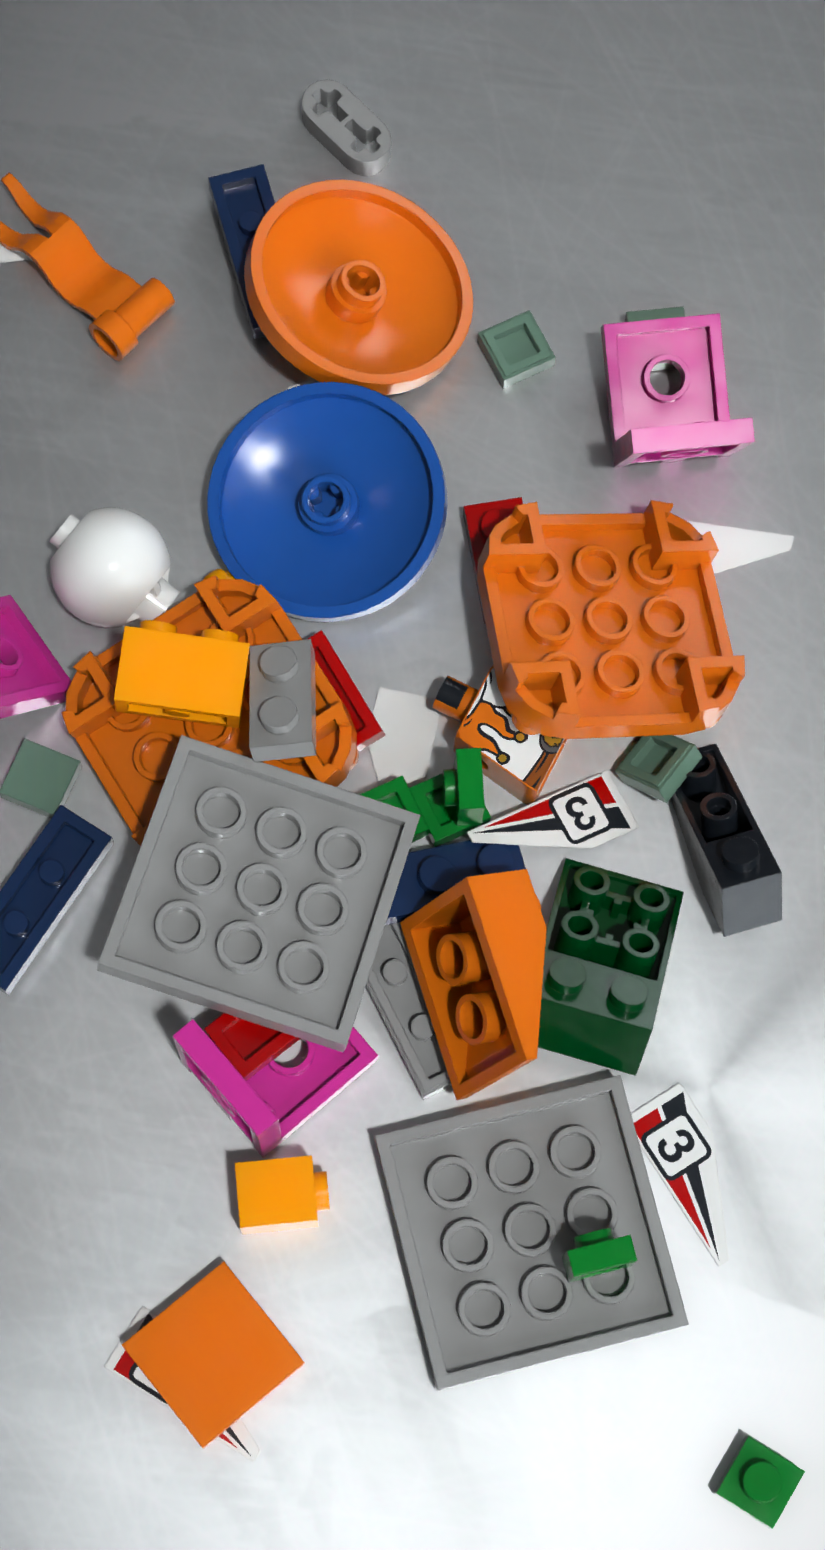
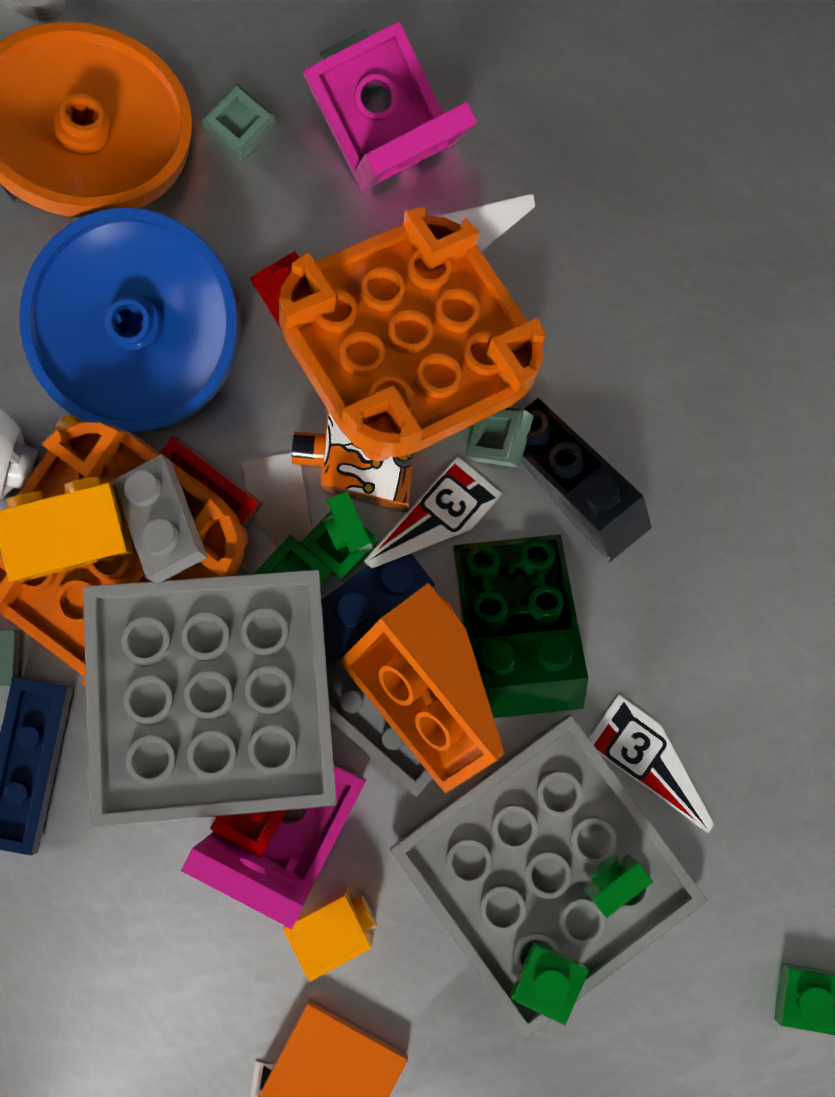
camera: 20 degrees left, 10 degrees up
(487, 1335) = (549, 982): none -> green plate

